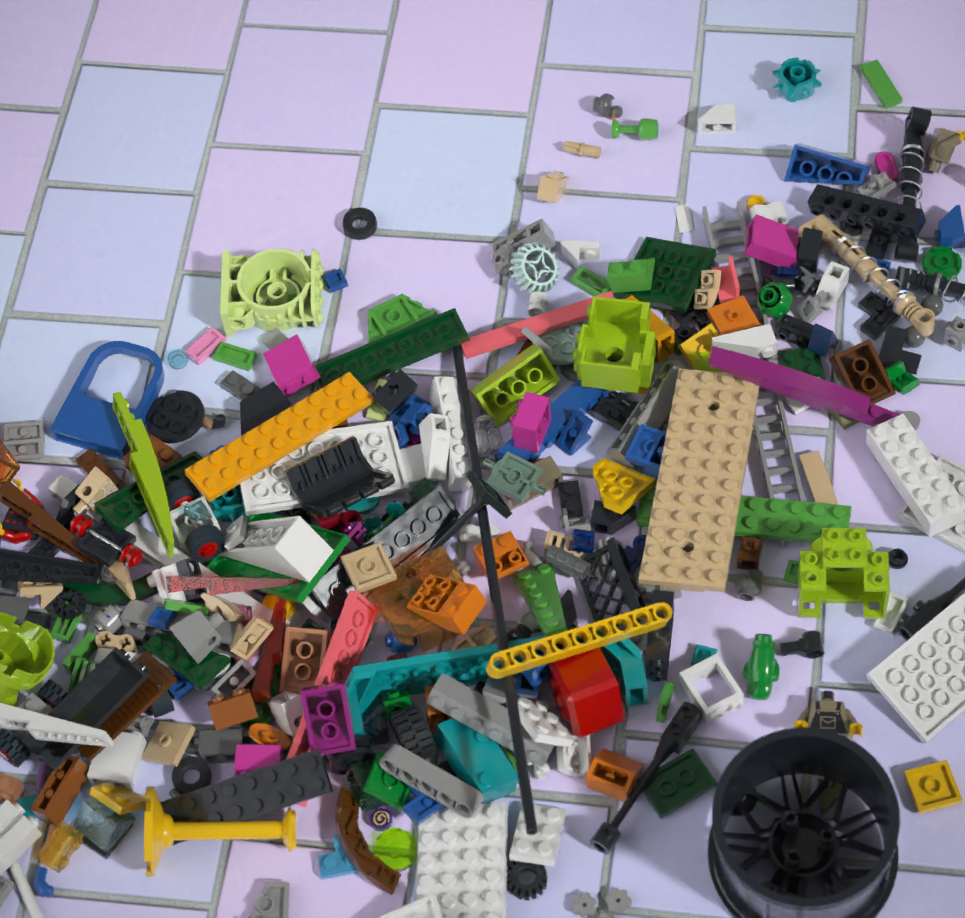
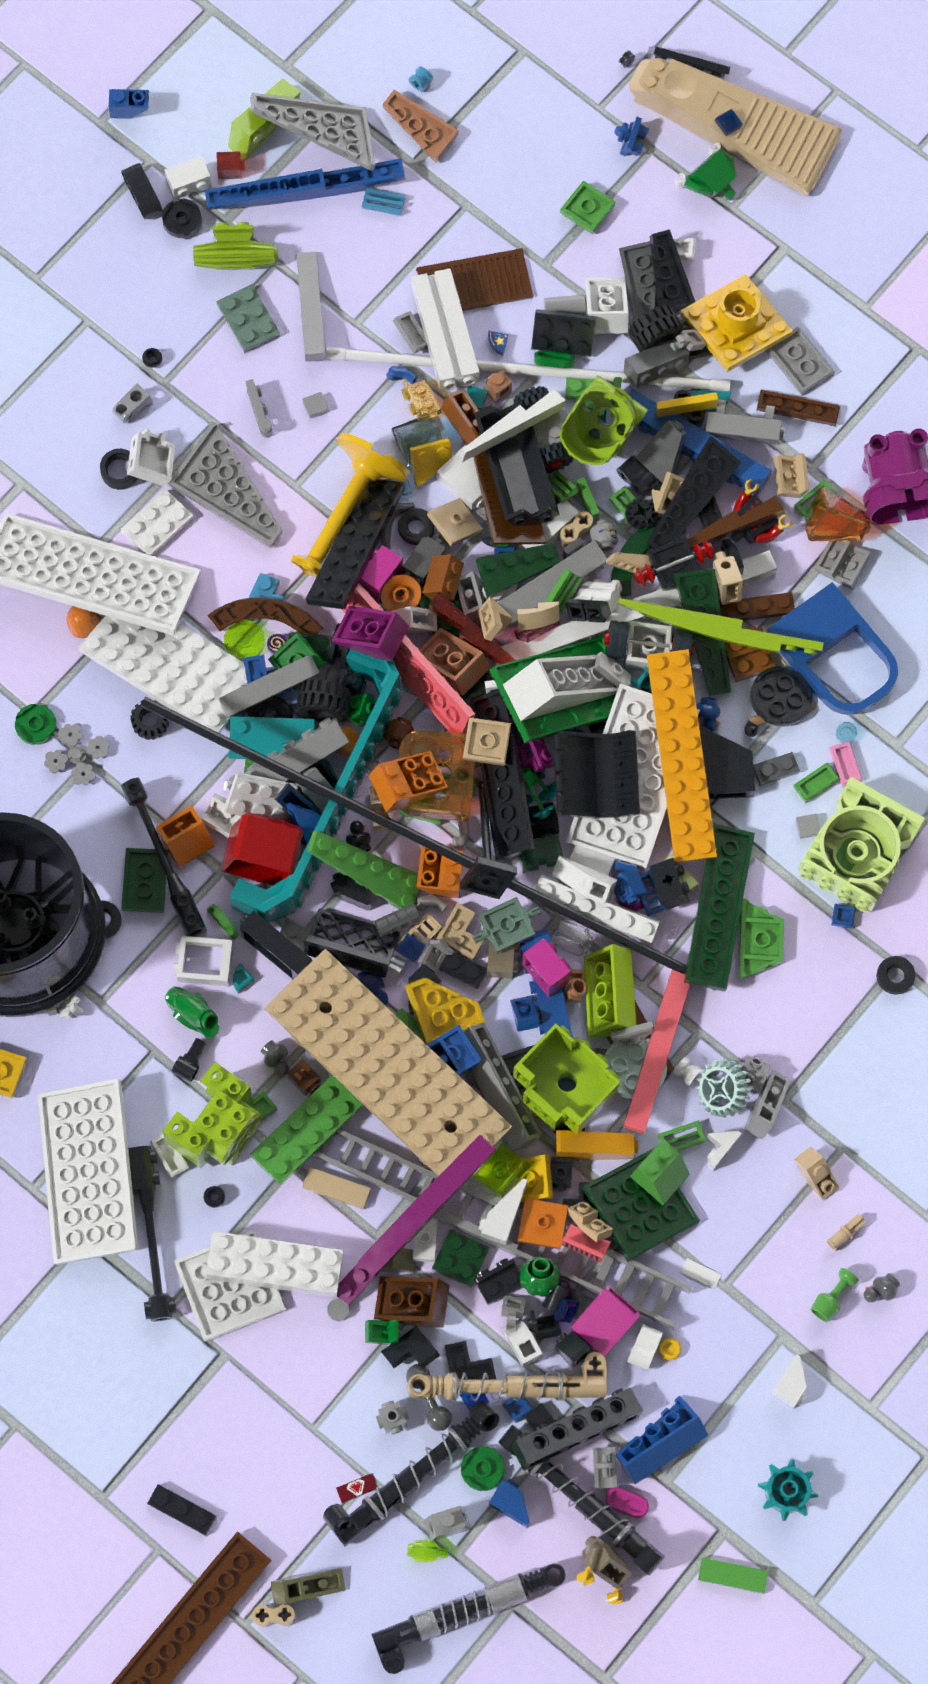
camera: 115 degrees right, 15 degrees up
(161, 618) = (565, 562): blue tile -> none
(198, 511) = (651, 647): clear light blue tile -> none
(198, 633) = (520, 578): light grey torso -> none
(223, 584) = (550, 623): clear red slope -> none
(291, 365) = (763, 817): dark pink brick -> none
(544, 845) = (176, 748): white plate -> none
(545, 520) = (456, 933): none -> tan plate
(570, 644) = (286, 840): yellow beam -> none
(822, 340) = (468, 1291): dark blue slope -> none
(829, 716) = (110, 1029): torso -> none

